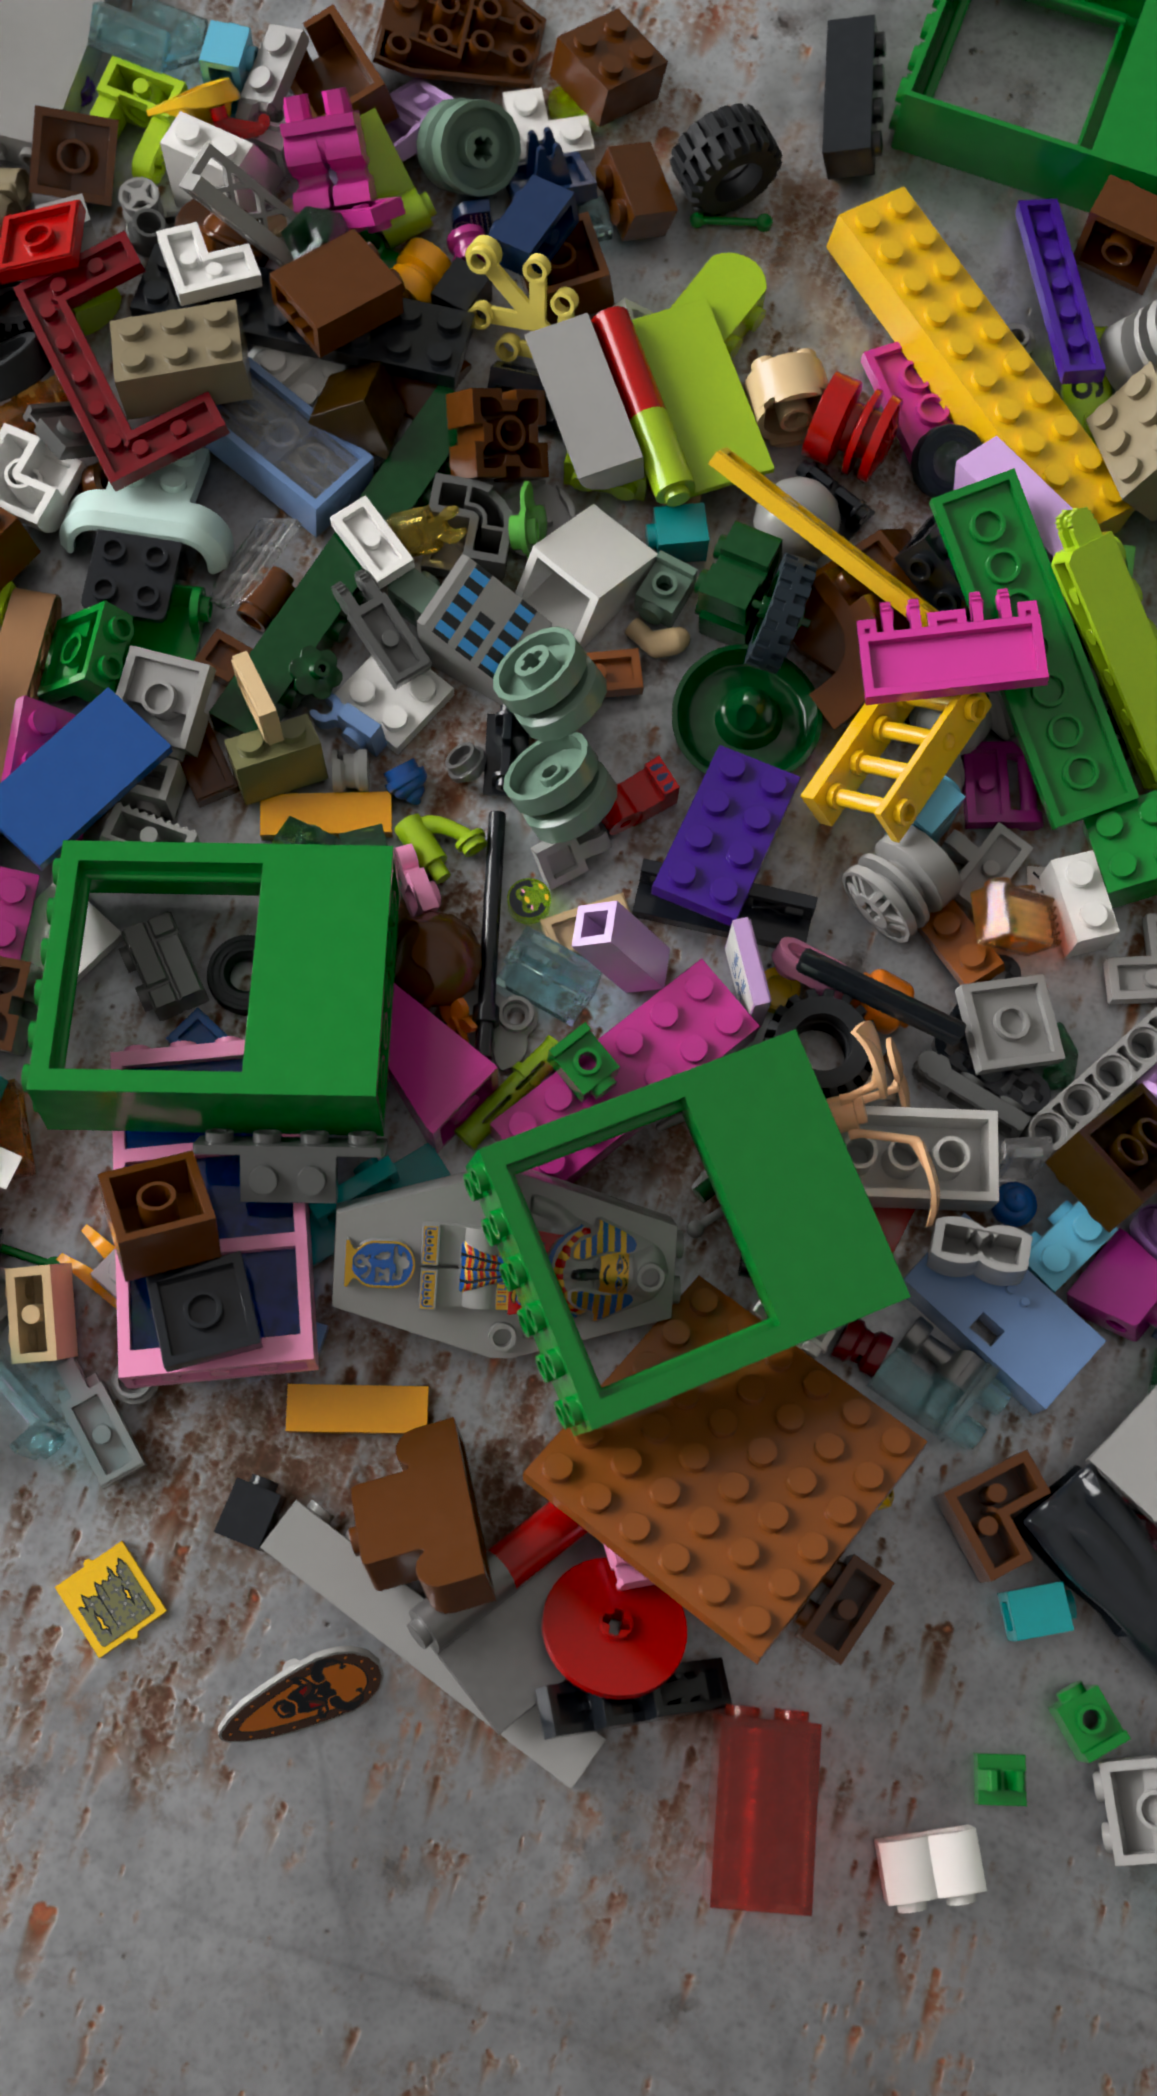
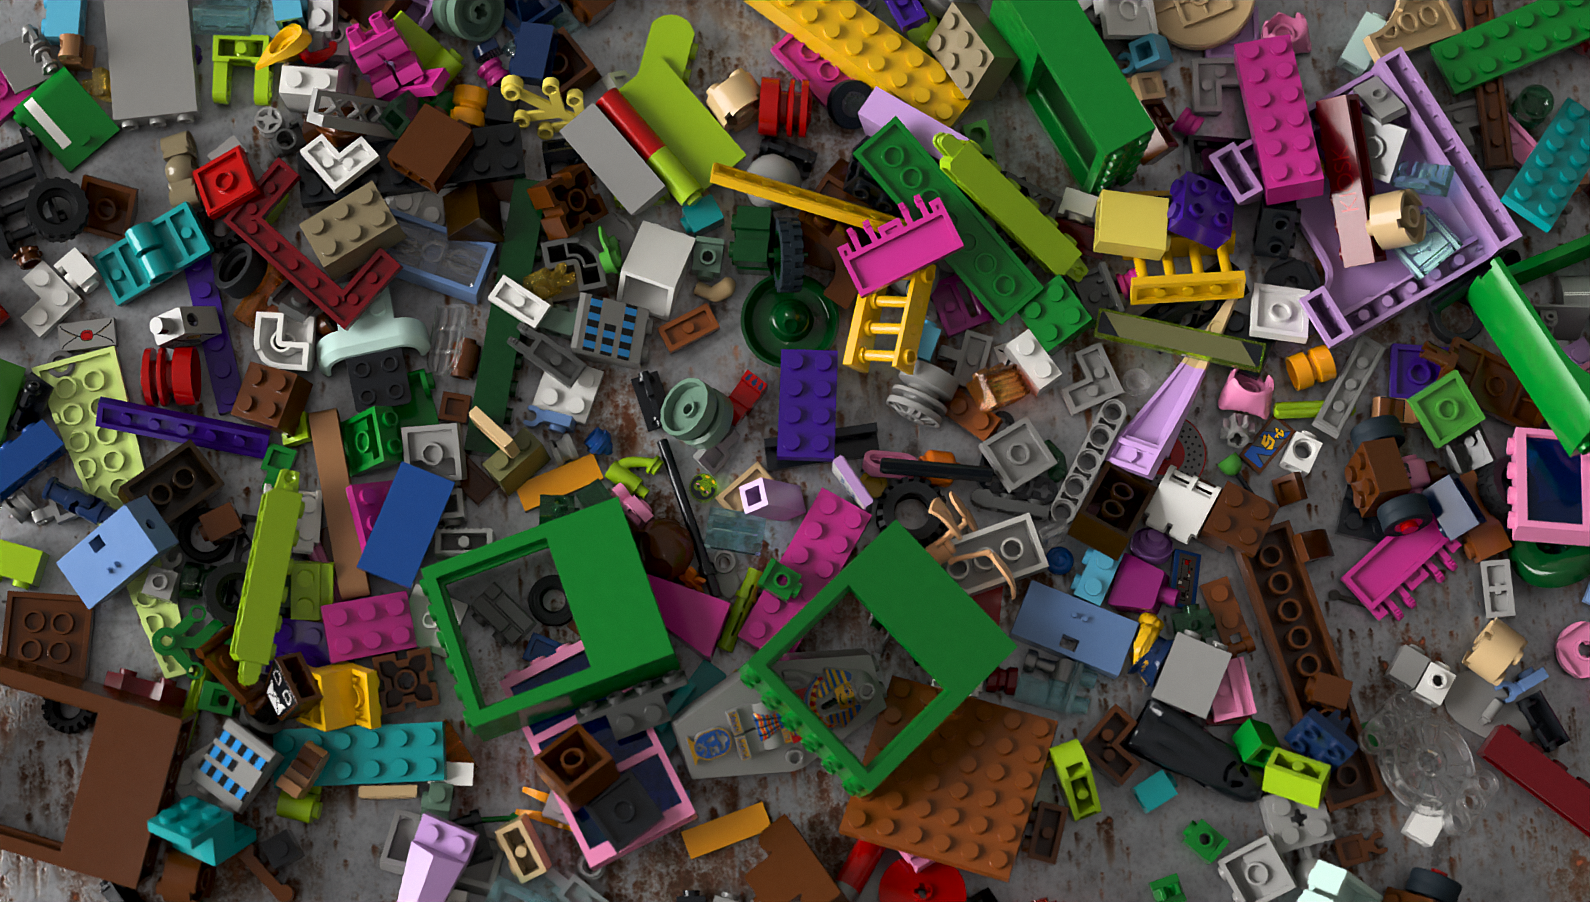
camera: 20 degrees left, 5 degrees up
(73, 155) = (216, 110): reddish brown slope -> none
(308, 677) = (512, 399): dark green plant -> none
(466, 762) = (631, 416): flat silver plate -> none
(550, 684) = (666, 353): sand green wheel -> none
(921, 1543) = (1075, 780): none -> lime brick
(990, 1253) = (1039, 603): light grey brick -> none
(1107, 1389) = (1149, 649): none -> piece

